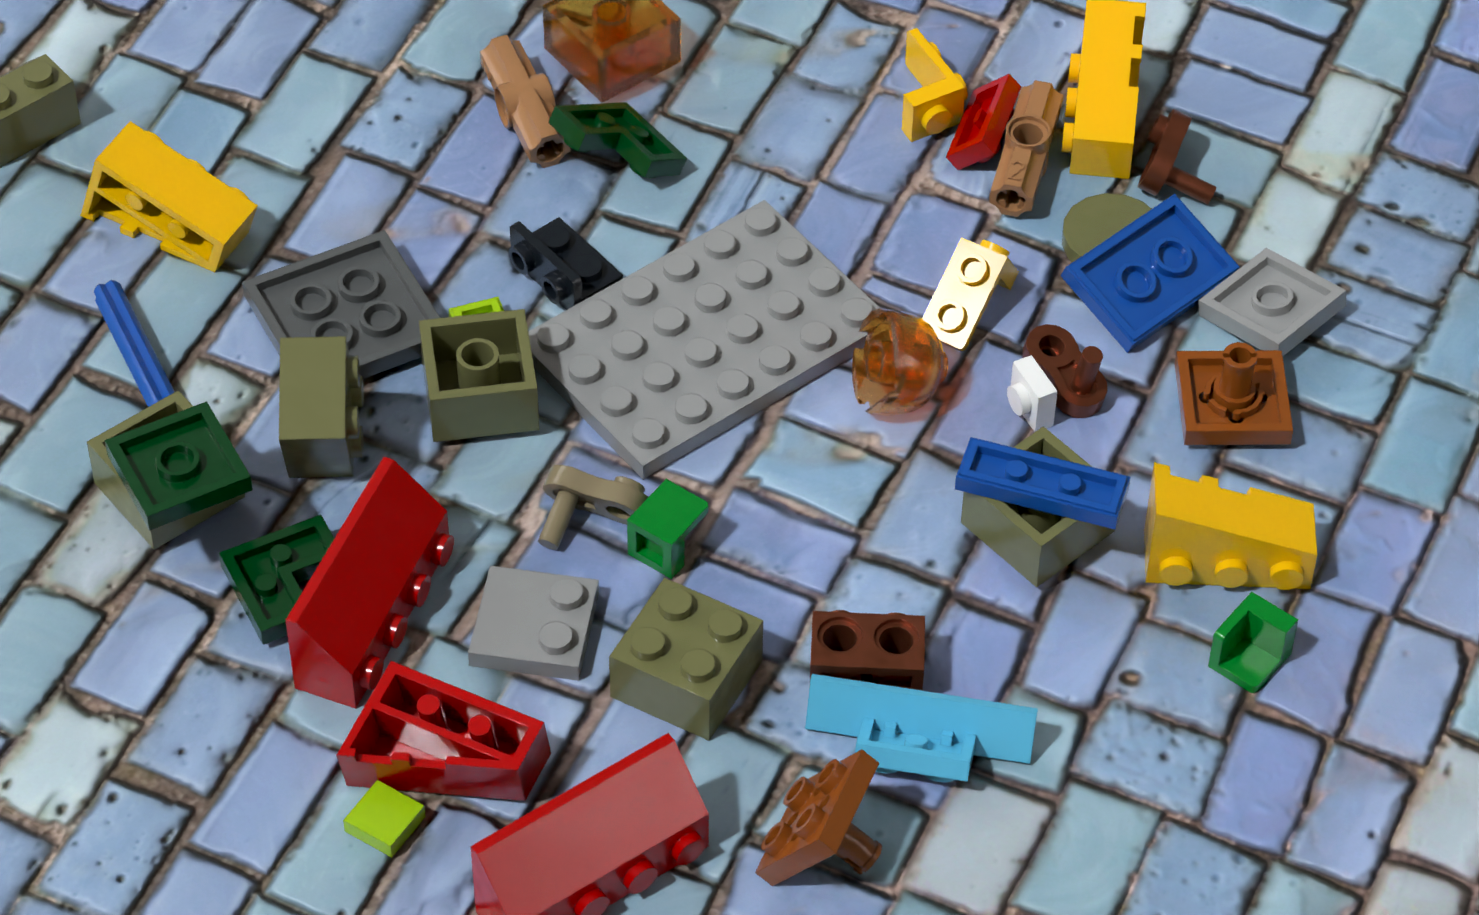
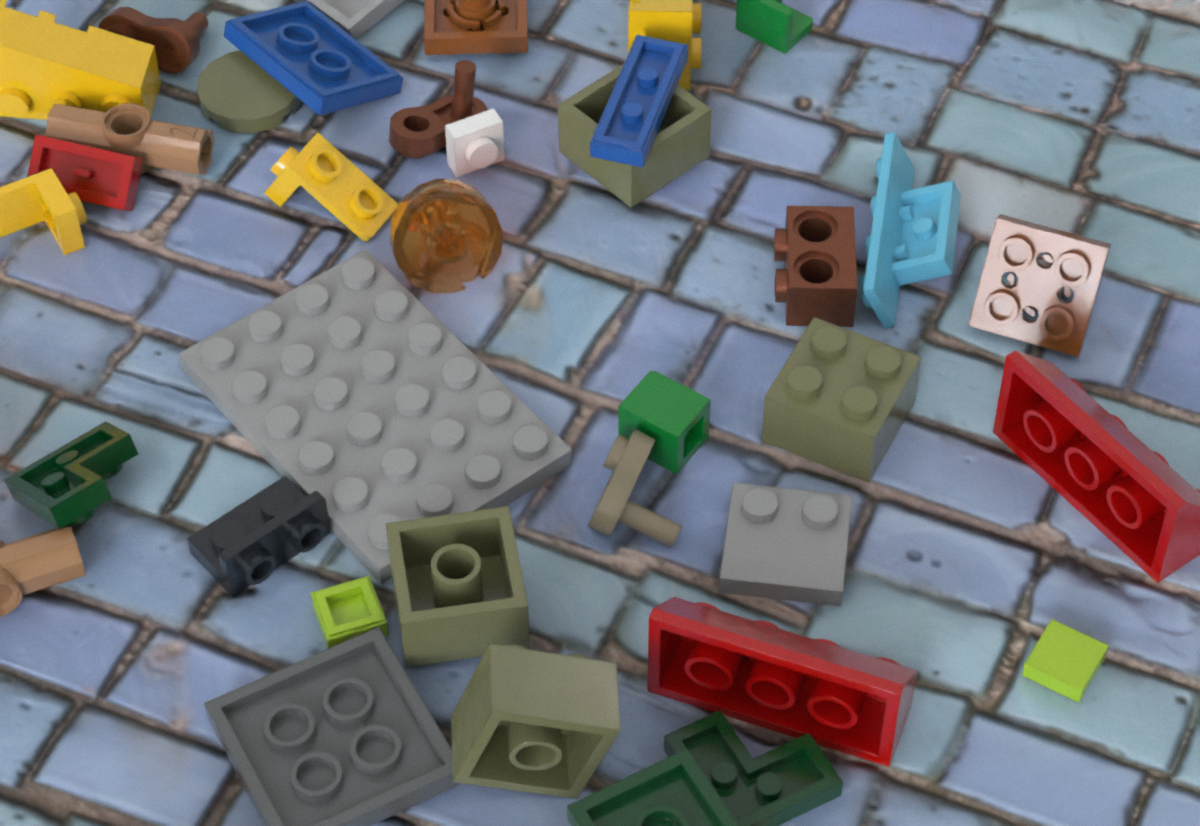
camera: 90 degrees left, 0 degrees up
(442, 741) = (984, 597): red wedge -> none

